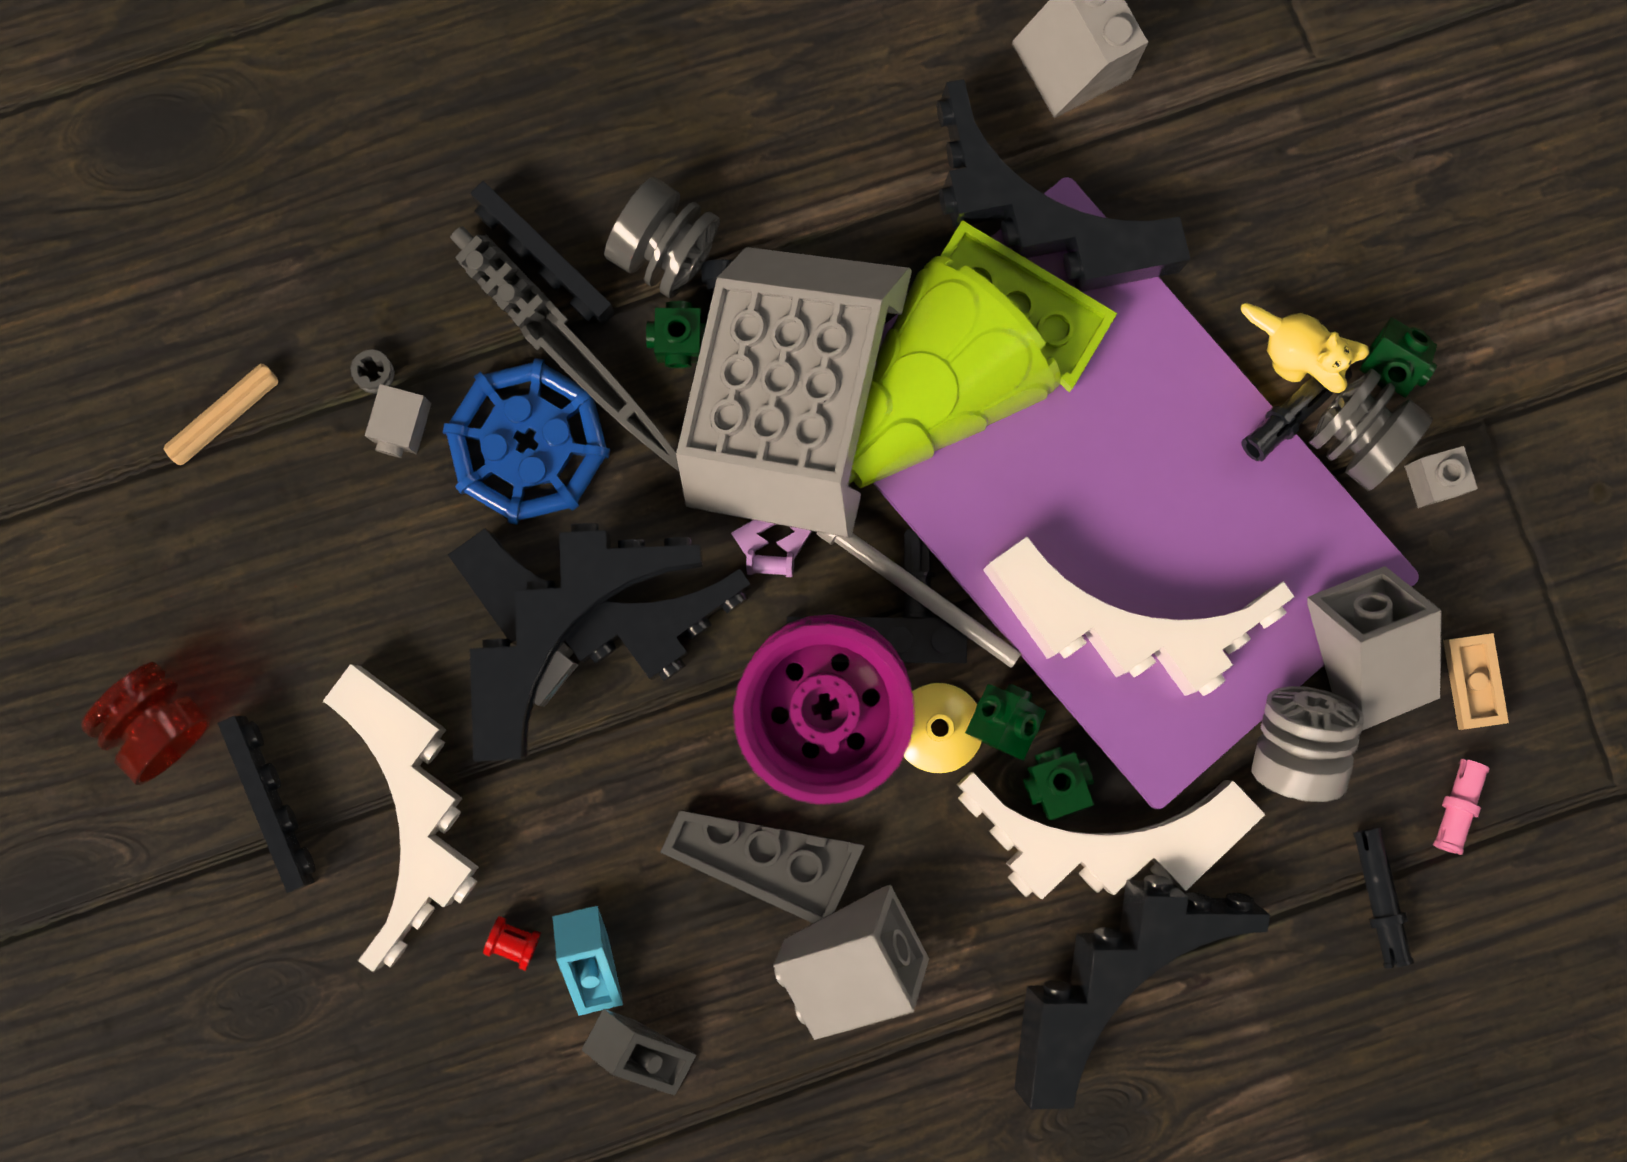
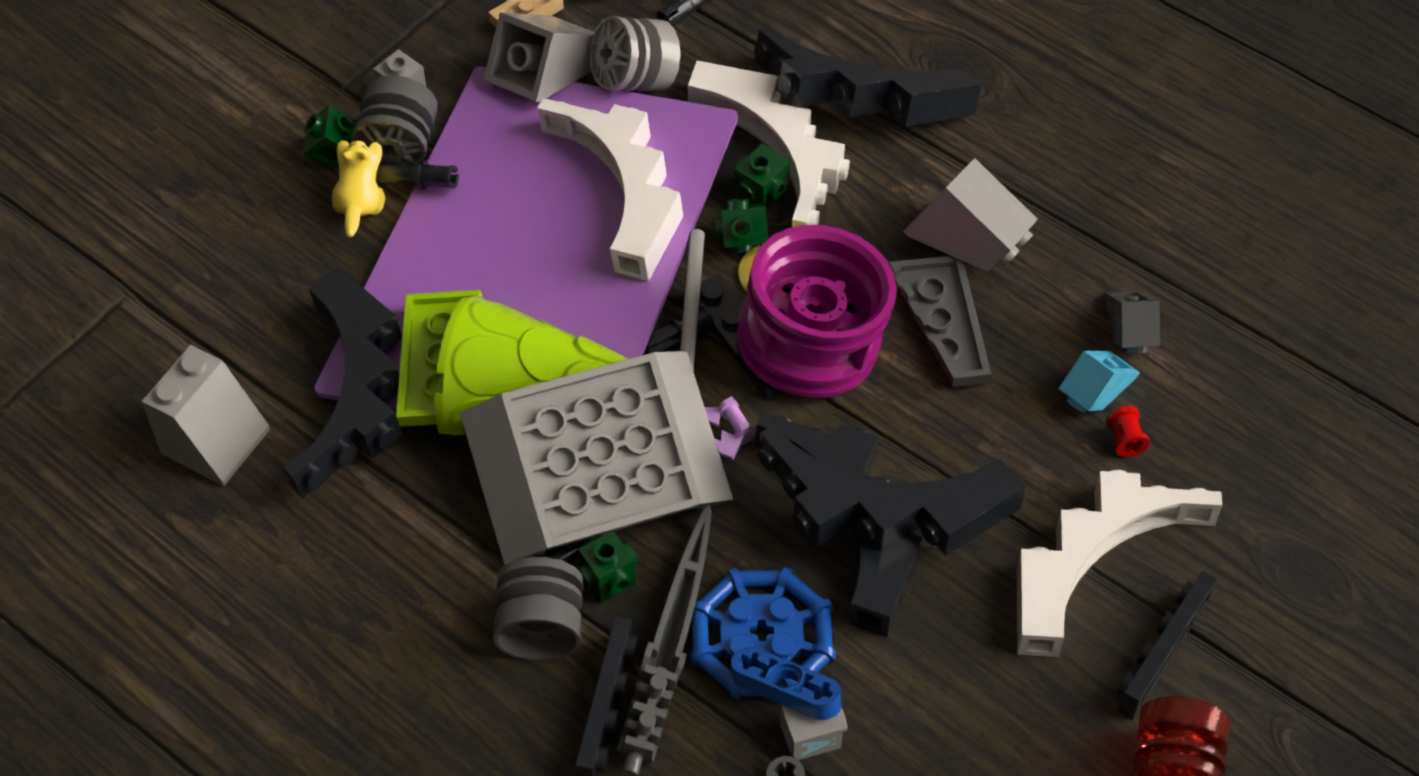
camera: 120 degrees left, 30 degrees down
(466, 389) = (819, 701): none -> blue beam

